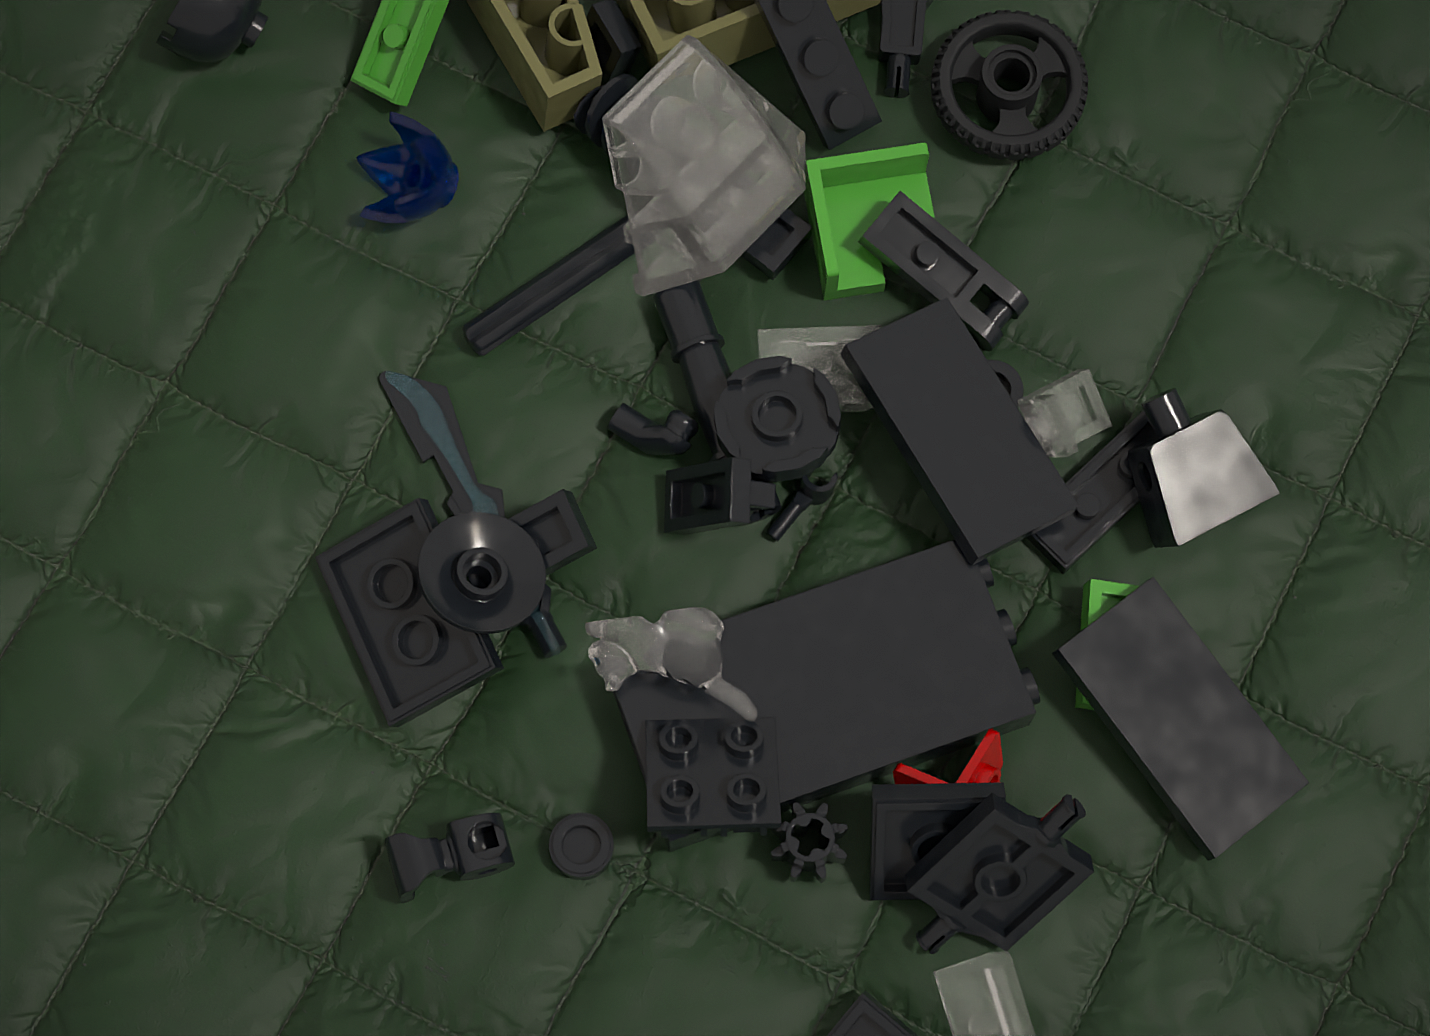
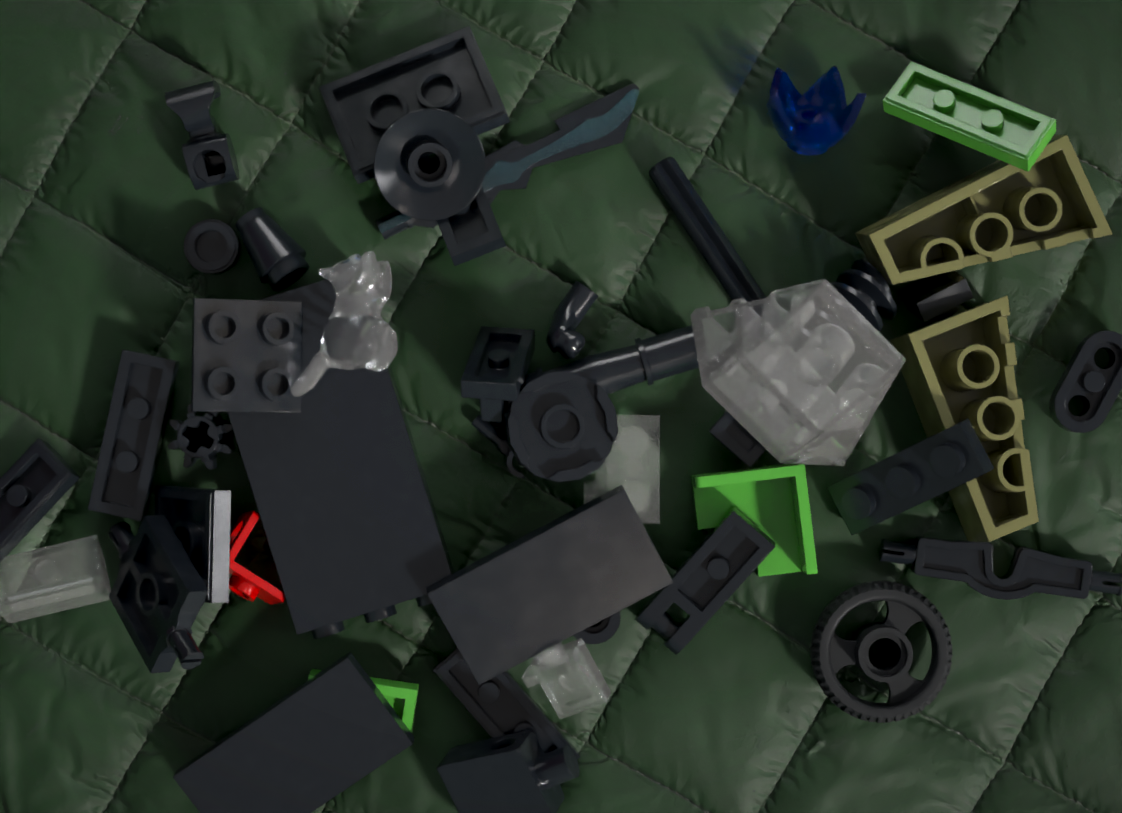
camera: 95 degrees right, 15 degrees up
(582, 772) = (272, 251): none -> black cone
(811, 926) = (133, 435): none -> black plate

